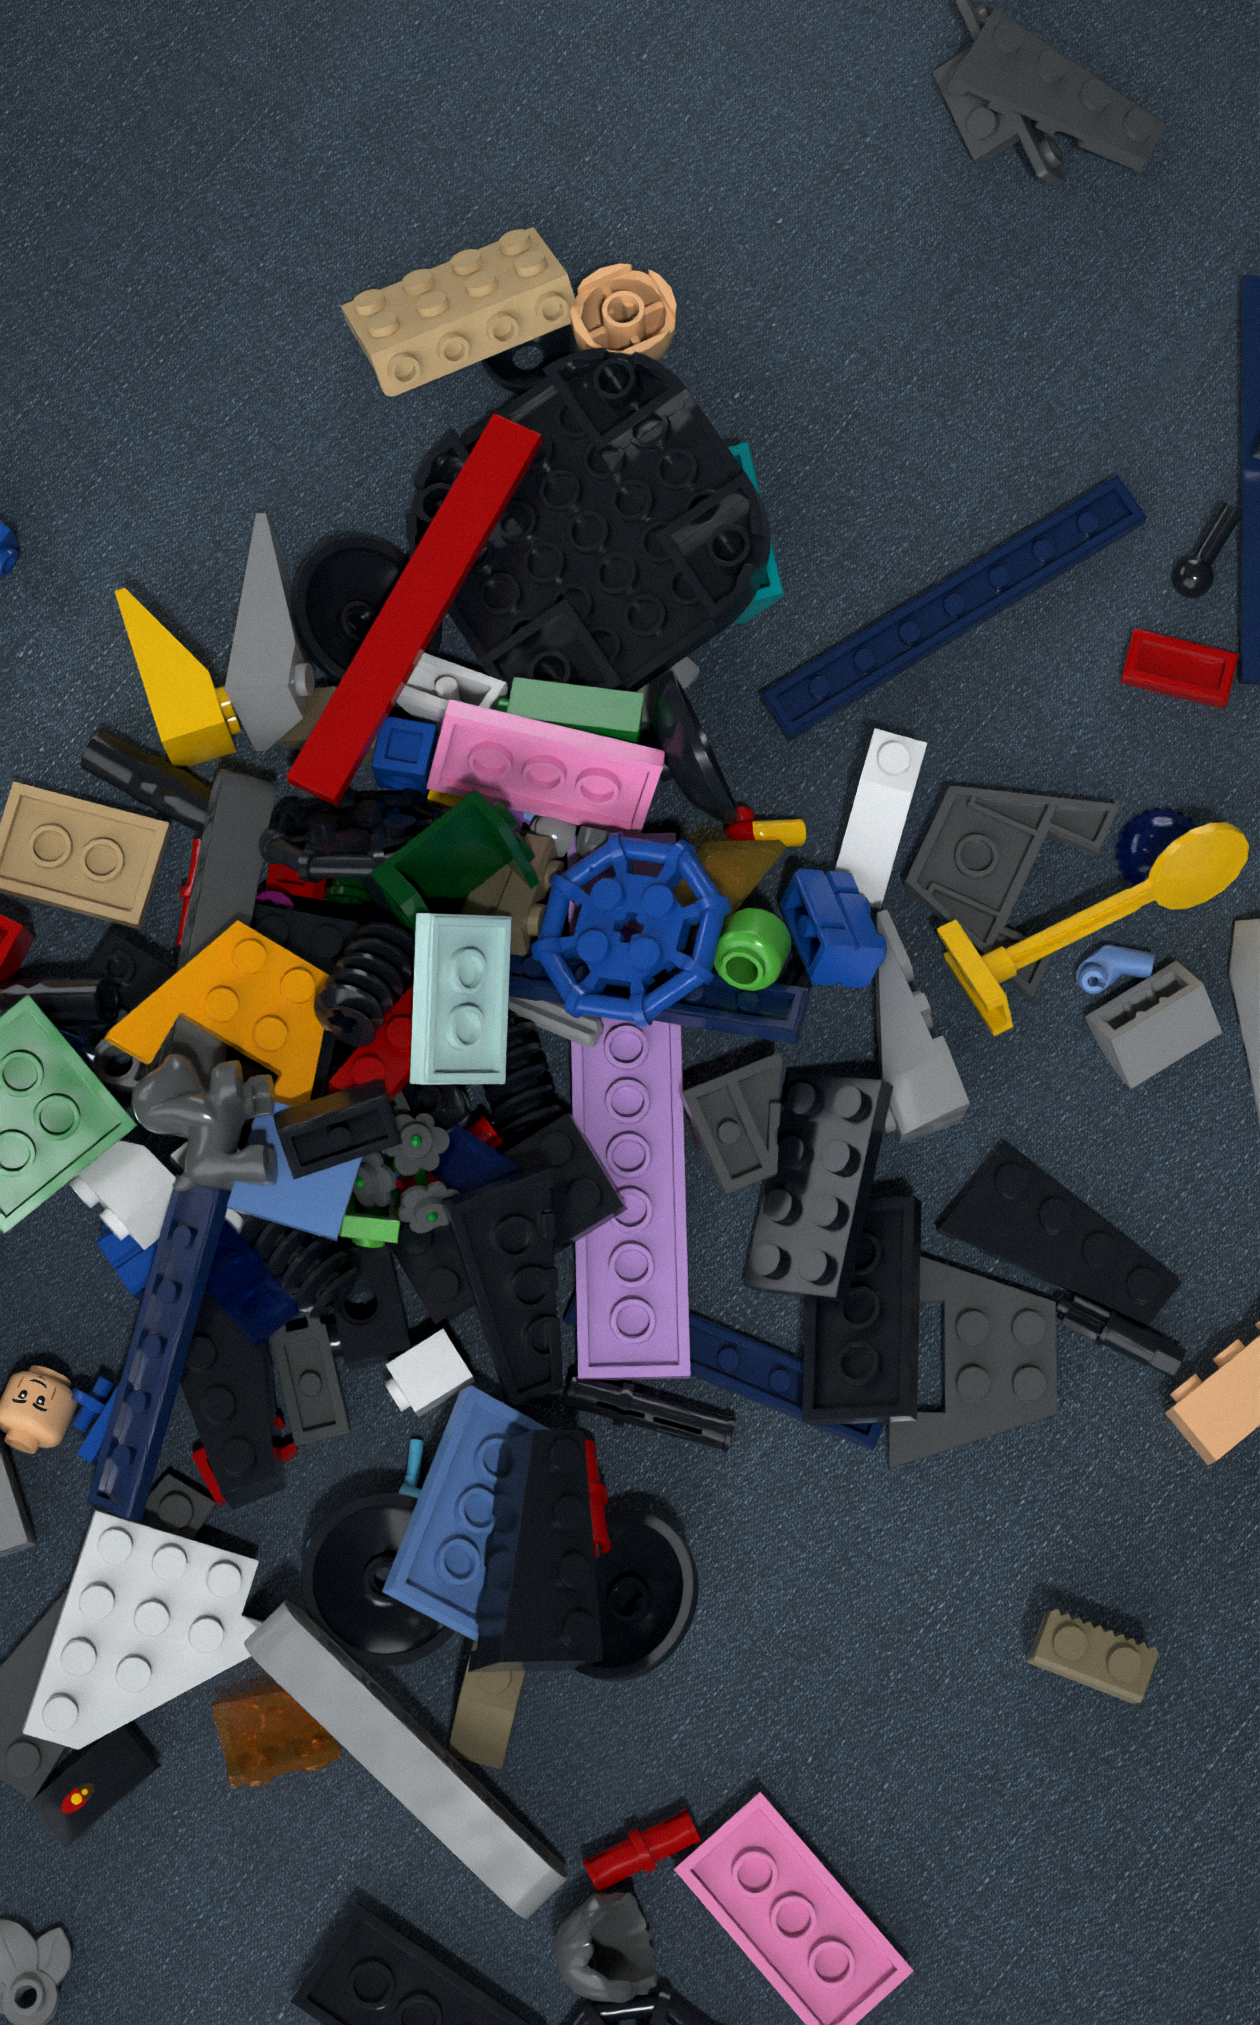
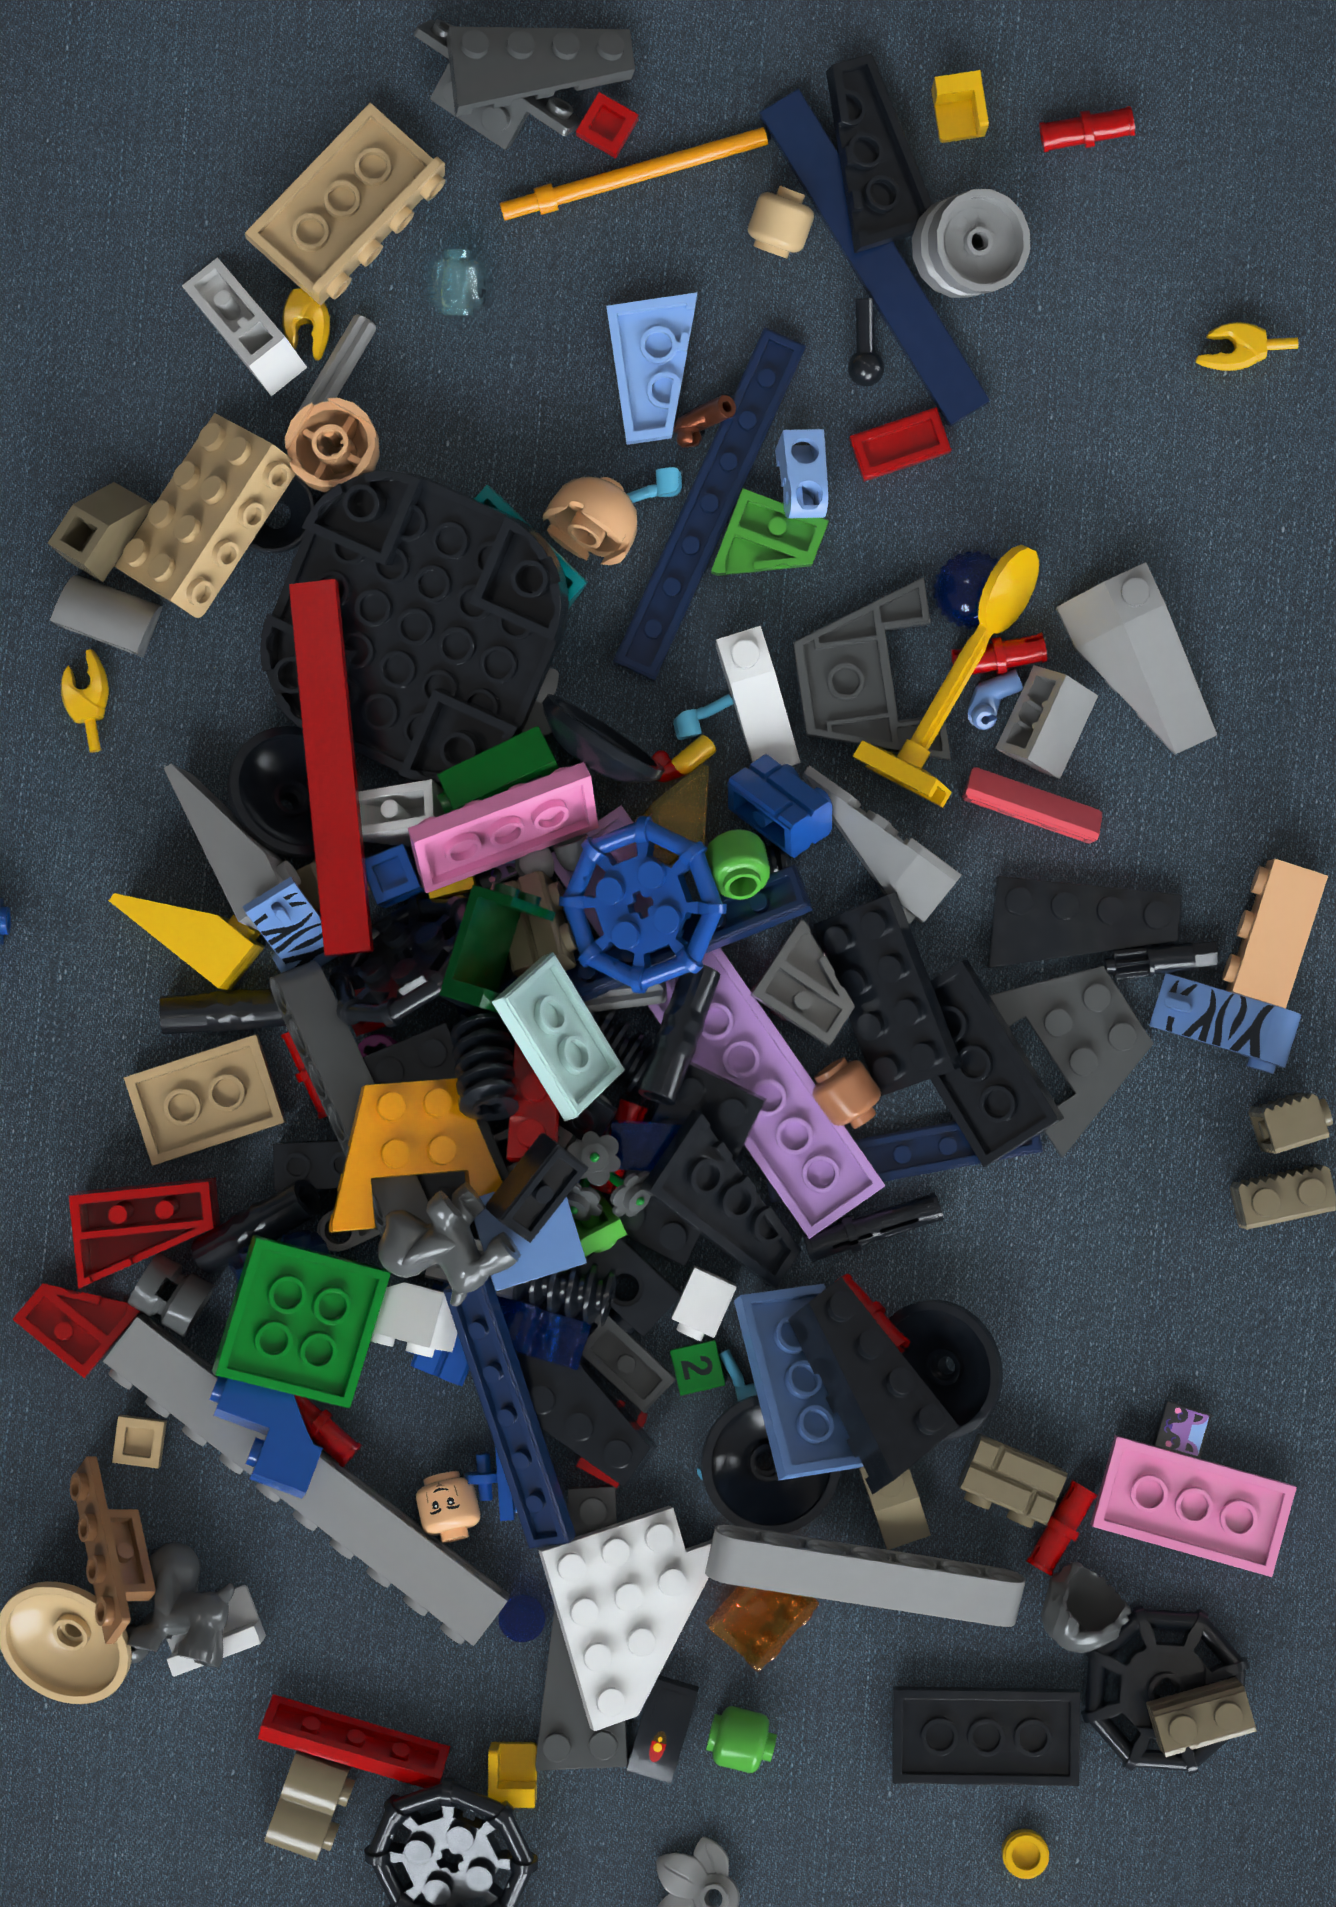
camera: 30 degrees left, 10 degrees up
(31, 1575) = (522, 1618): none -> clear blue plate
(166, 1848) = (741, 1739): none -> bright green head
(227, 415) = (89, 703): none -> yellow hand
(272, 729) = (289, 926): none -> medium blue door
(300, 345) = (106, 615): none -> light grey brick
(348, 258) = (99, 529): none -> dark tan slope
(380, 1438) = (697, 1367): none -> green tile
(582, 1083) = (678, 1036): none -> black axle
(616, 167) = (245, 326): none -> white slope
(621, 1764) = (1011, 1480): none -> dark tan brick
(687, 186) = (302, 310): none -> yellow hand
(692, 252) = (341, 361): none -> light grey axle
(712, 1257) = (846, 1093): none -> nougat head
(788, 114) = (347, 205): none -> tan bracket
(795, 796) = (687, 722): none -> medium azure hand
(829, 544) = (594, 518): none -> light nougat cylinder
(833, 1832) = (1182, 1429): none -> tile
(844, 250) = (456, 283): none -> clear light blue head
(923, 564) = (667, 485): none -> medium azure hand
(984, 437) = (649, 360): none -> light blue wing
(985, 230) = (547, 198): none -> light orange bar
(990, 672) = (766, 539): none -> bright green wing
(999, 521) = (702, 417): none -> copper arm
(1065, 629) = (803, 473): none -> light blue leg
(1085, 1098) = (1033, 805): none -> coral slope
(1087, 197) = (607, 125): none -> red plate
(1149, 1580) = (1290, 1122): none -> dark tan brick
(1150, 1439) = (1226, 1021): none -> medium blue door
(1158, 934) = (1009, 653): none -> red pin
(1197, 386) = (780, 222): none -> tan head

